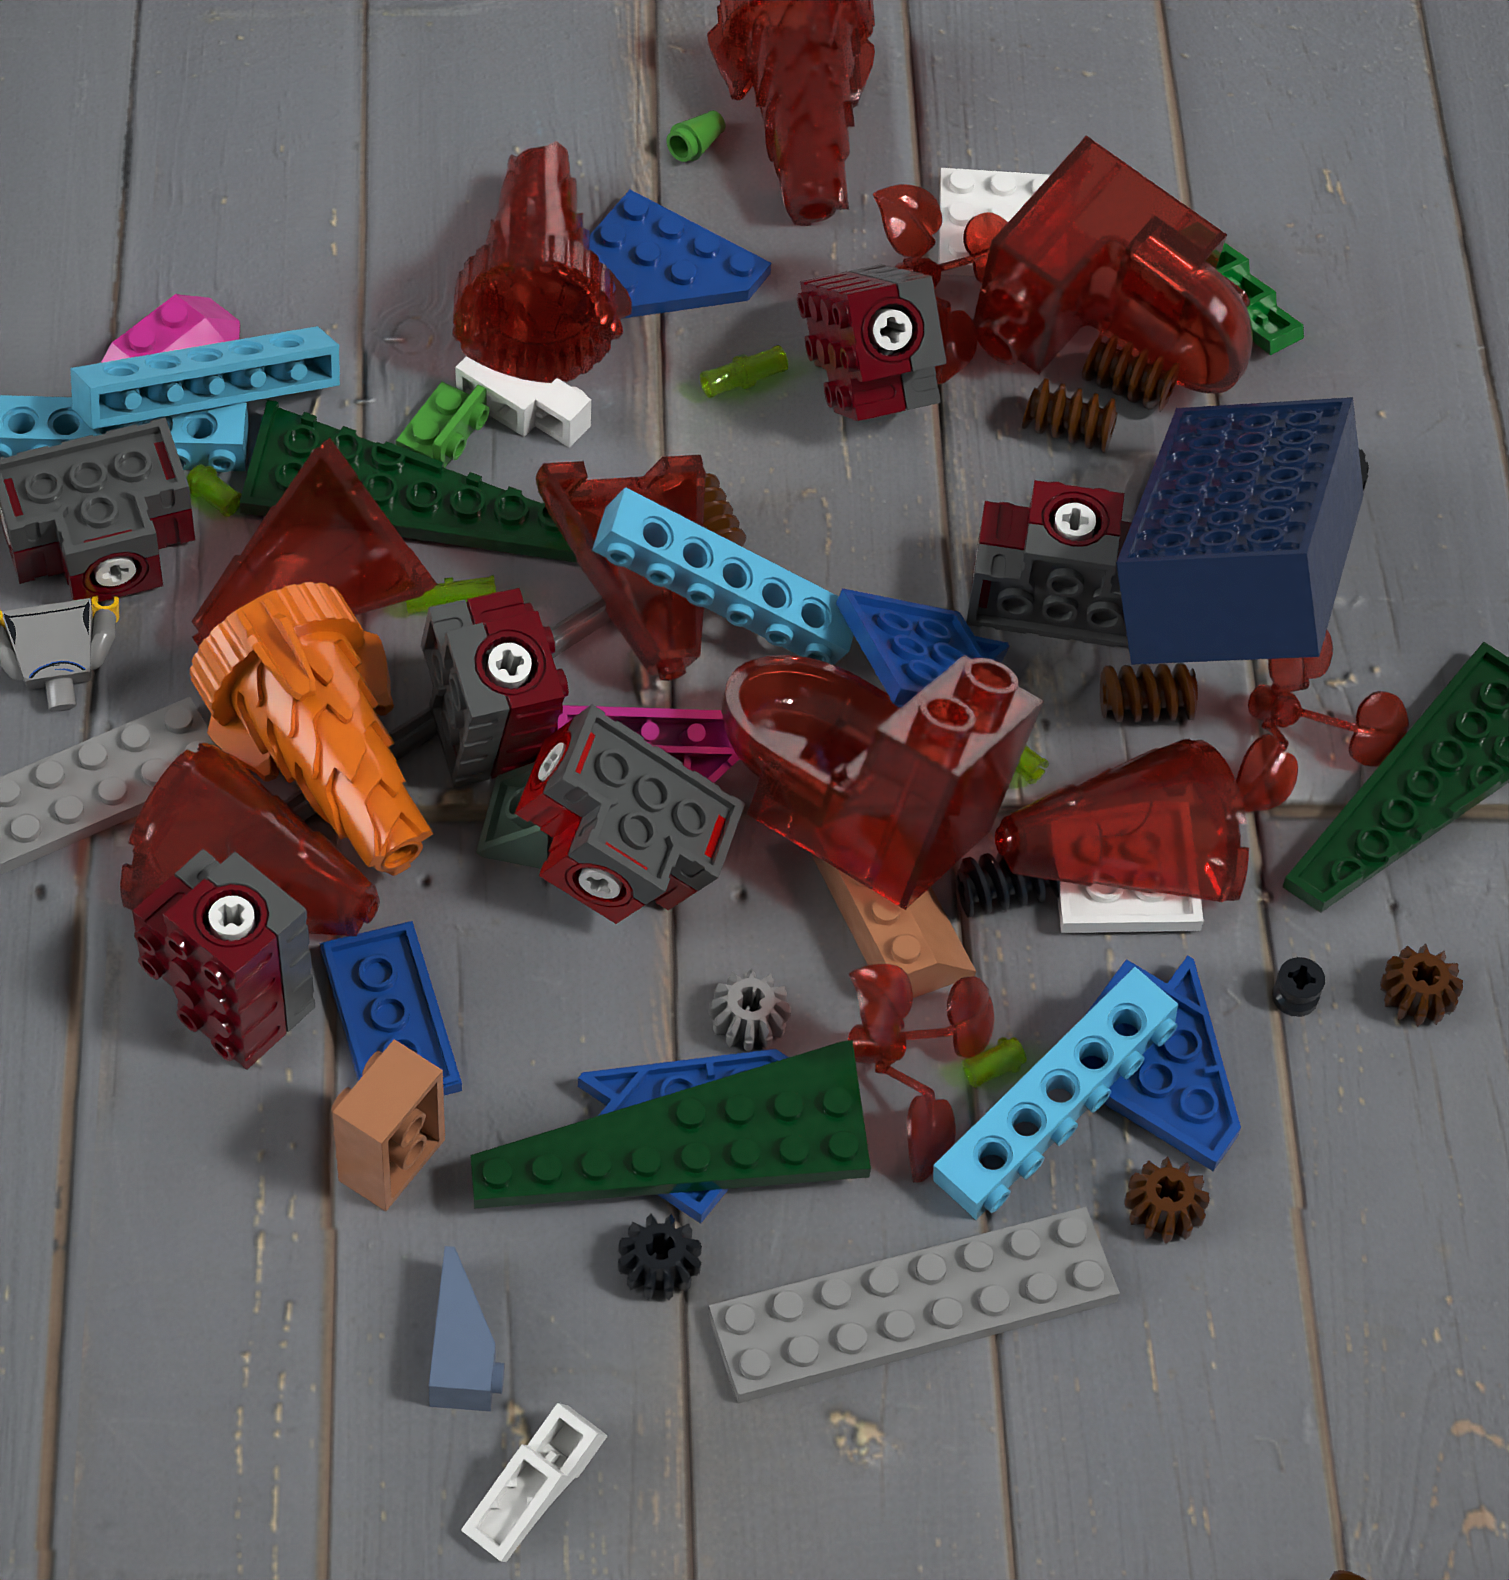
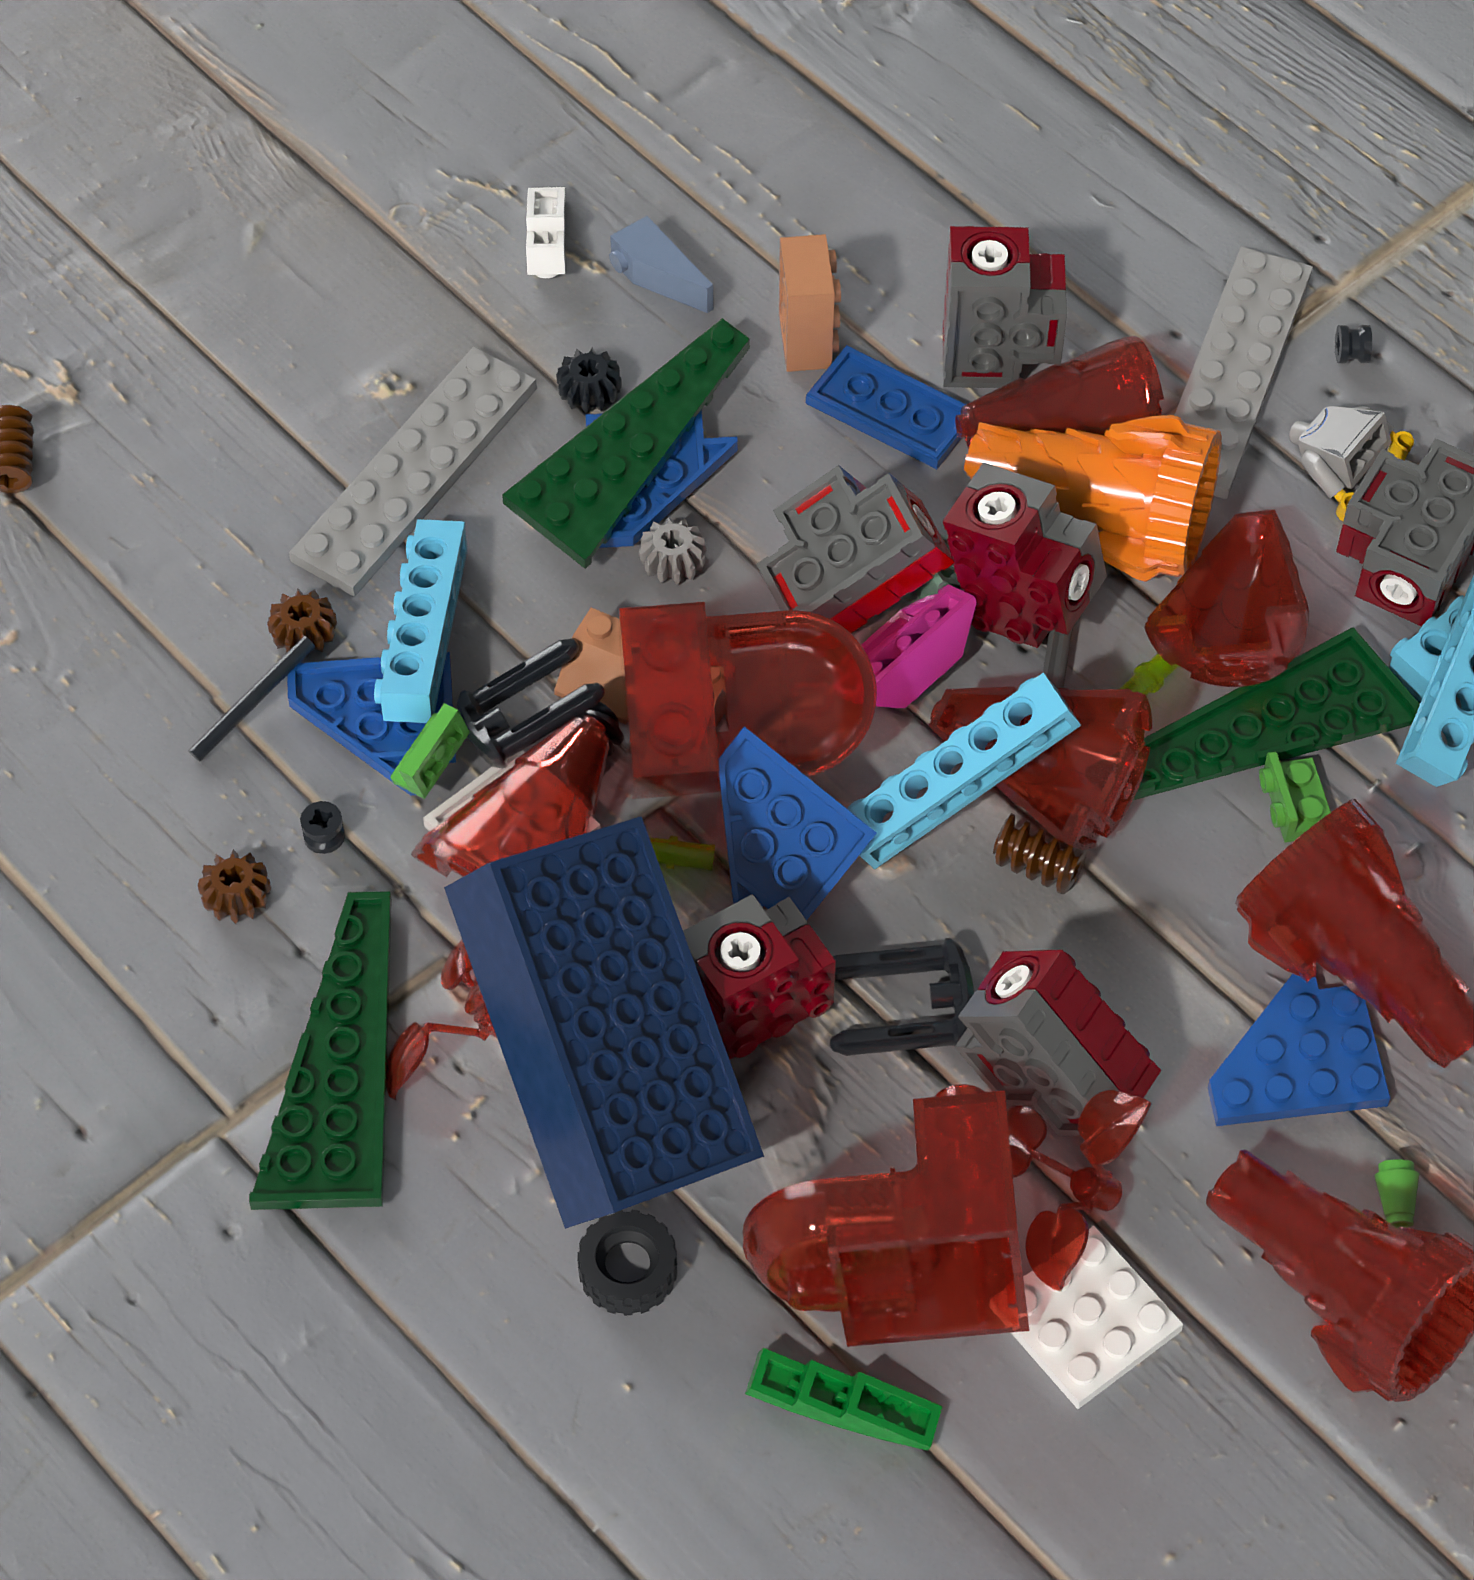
camera: 145 degrees right, 0 degrees up
(206, 484) = (1384, 630): clear neon green pin -> none
(527, 404) = (1231, 861): white slope -> none
(744, 371) = (1141, 1003): clear neon green pin -> none
(881, 473) = (942, 995): none -> black piece
(884, 1001) = (564, 540): clear red plant -> none
(995, 1062) = (484, 642): clear neon green pin -> none
(1071, 414) = (860, 1150): reddish brown piece -> none
(1086, 954) = (486, 726): none -> black piece
(1165, 941) = (431, 751): none -> bright green bracket
(1275, 1152) = (251, 699): none -> black bar

